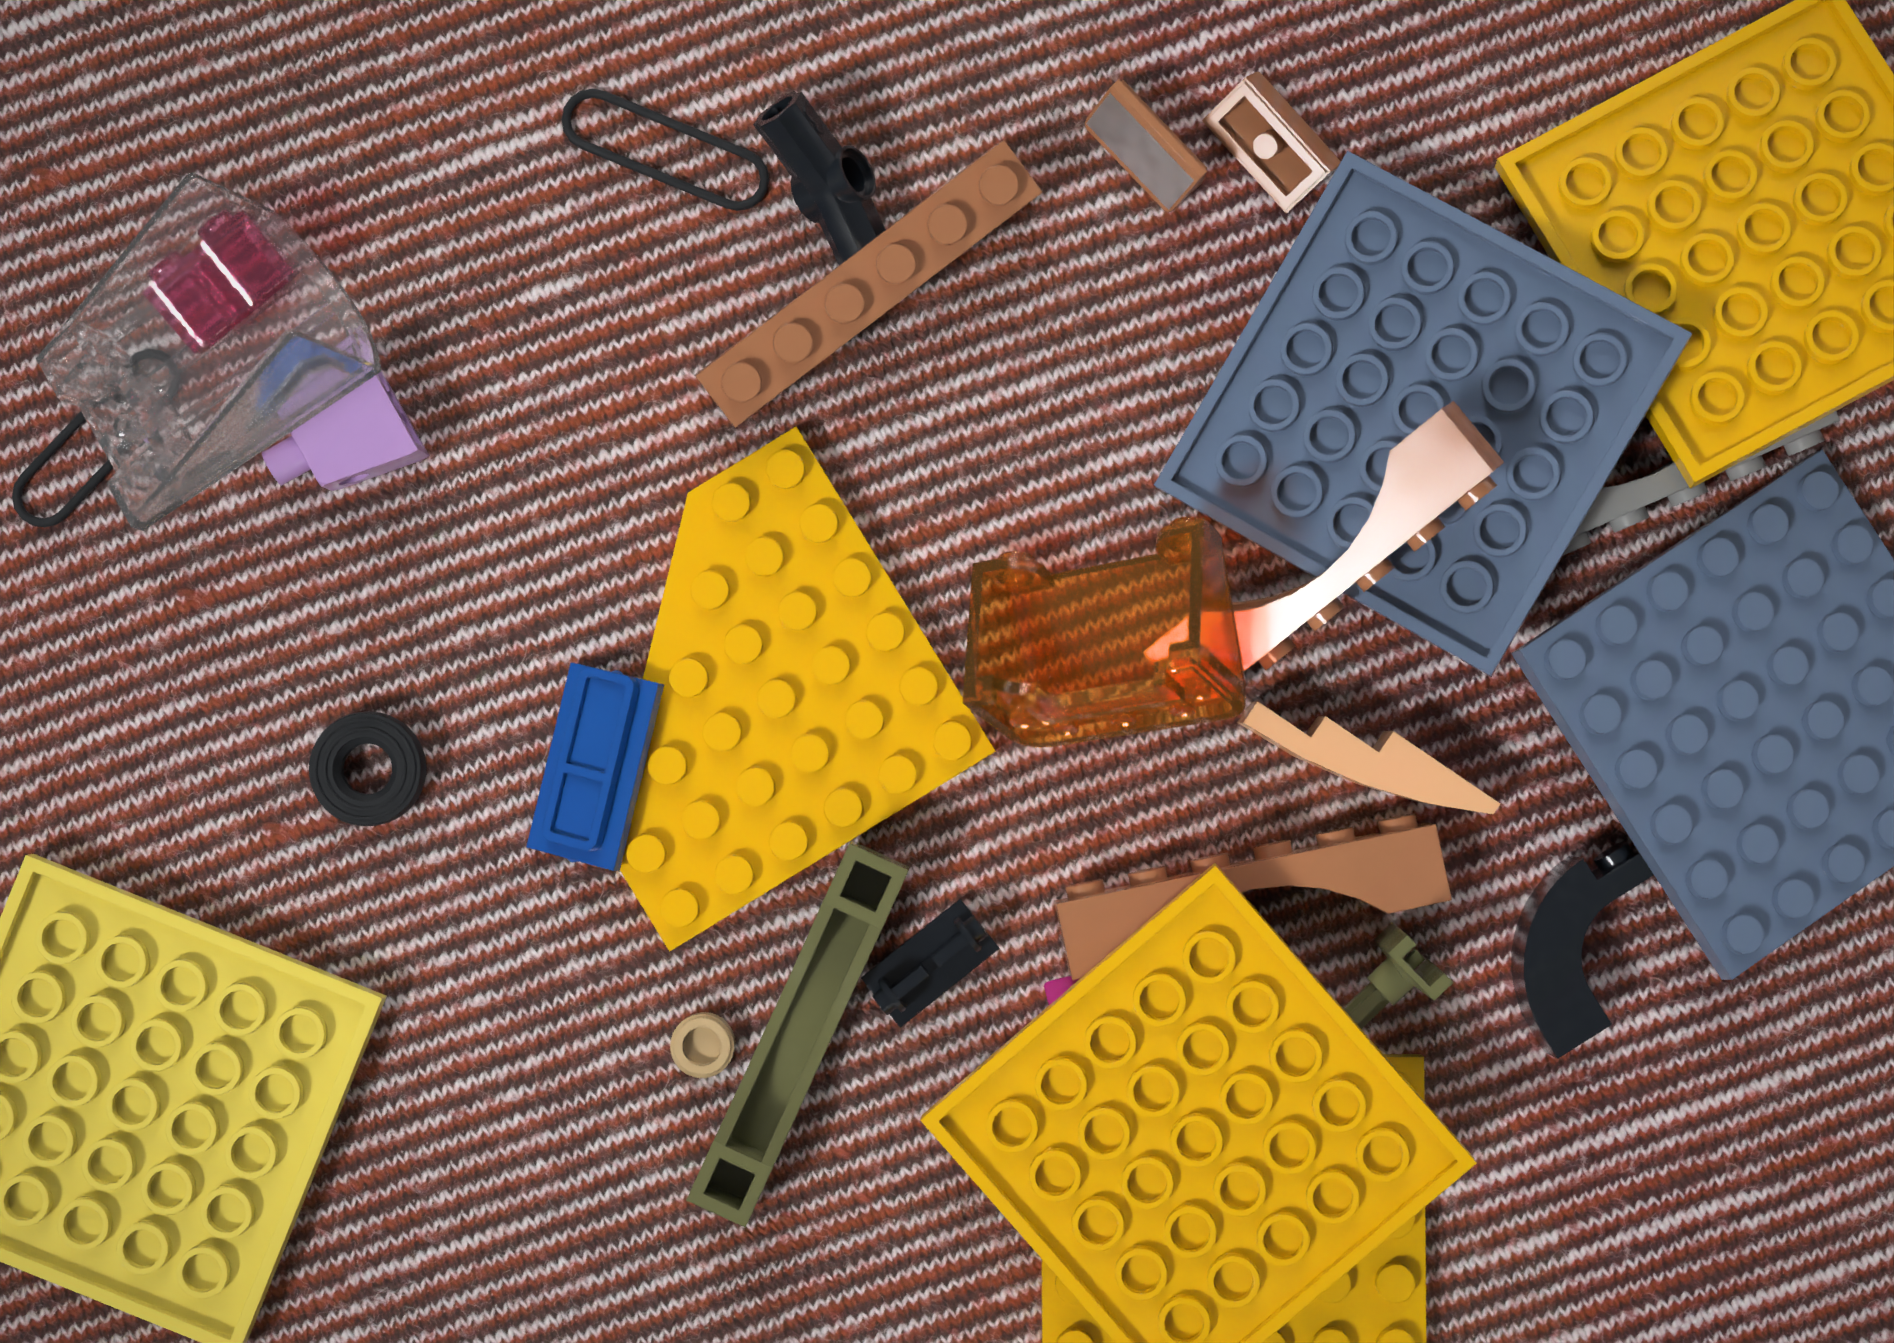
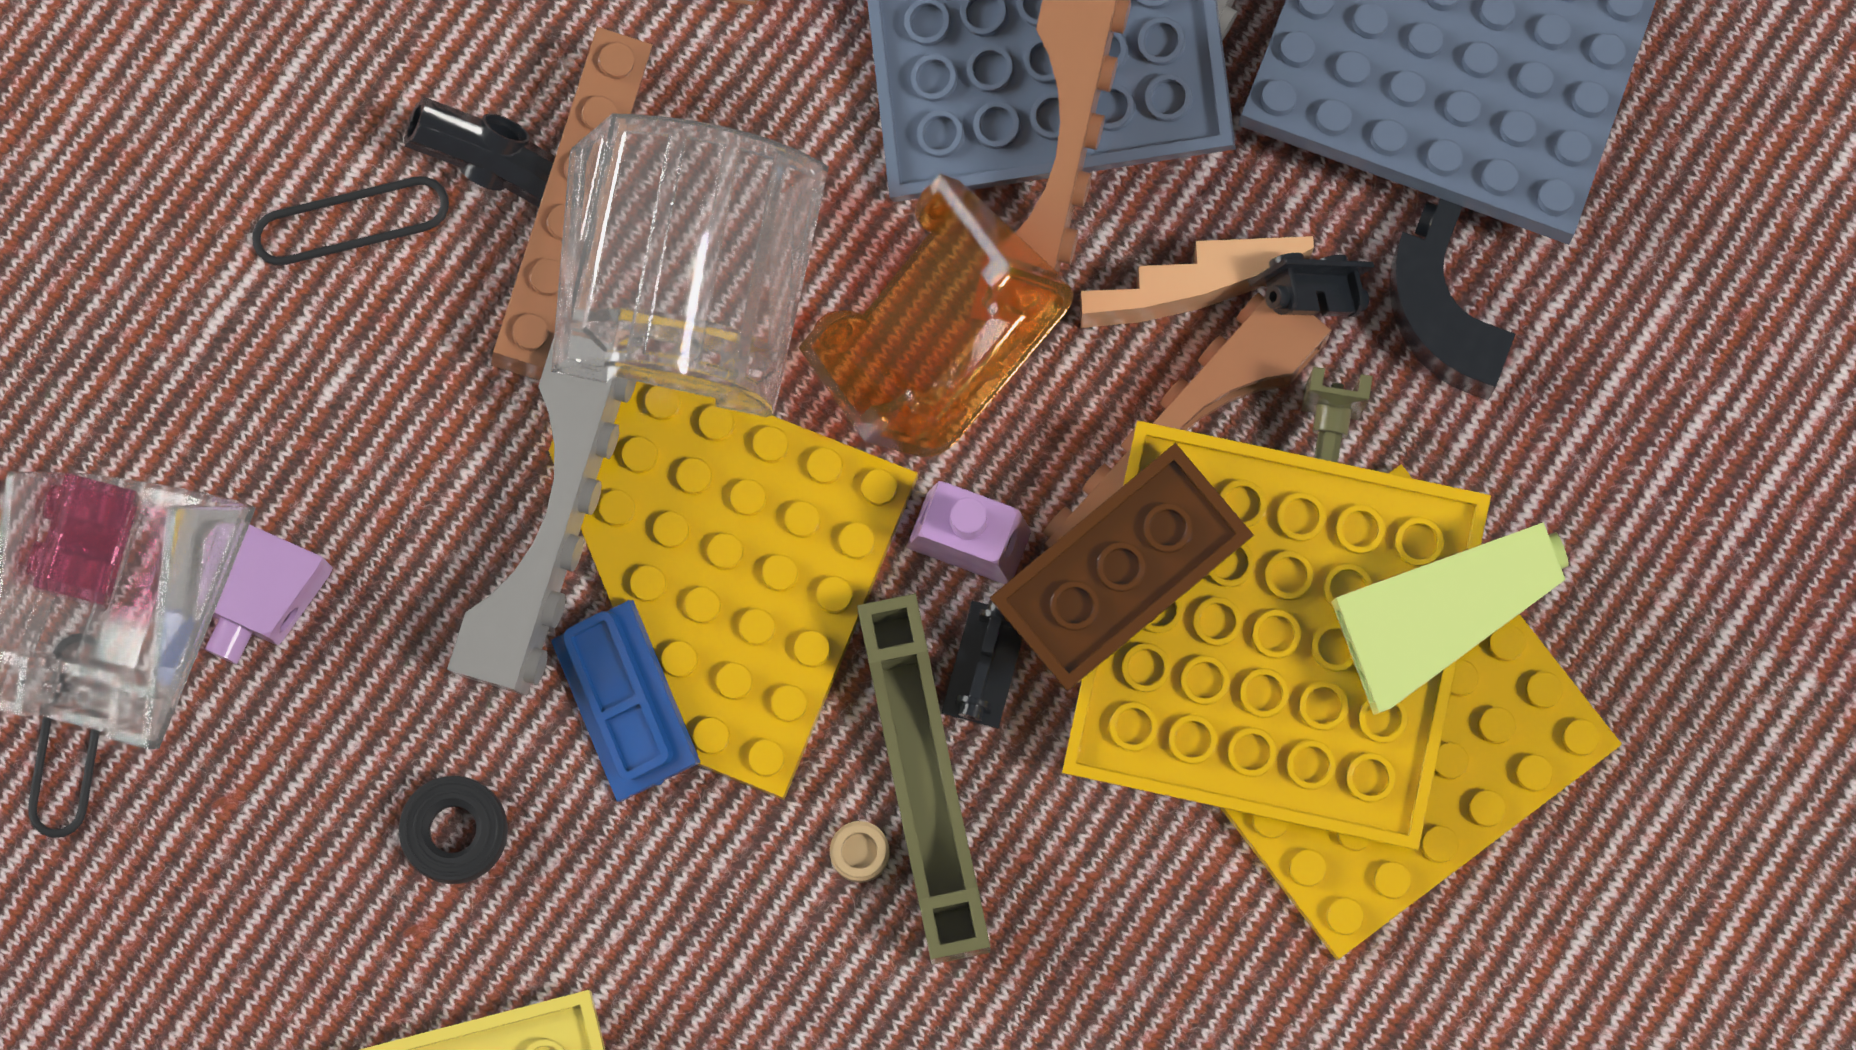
camera: 30 degrees left, 10 degrees down
(743, 475) = (507, 630): none -> light grey arch
(920, 420) = (684, 257): none -> clear windscreen
(998, 840) = (970, 532): none -> lavender torso
(1102, 989) = (1121, 567): none -> reddish brown plate
(1354, 1238) = (1434, 614): none -> yellowish green slope
(1474, 857) = (1297, 282): none -> black hinge

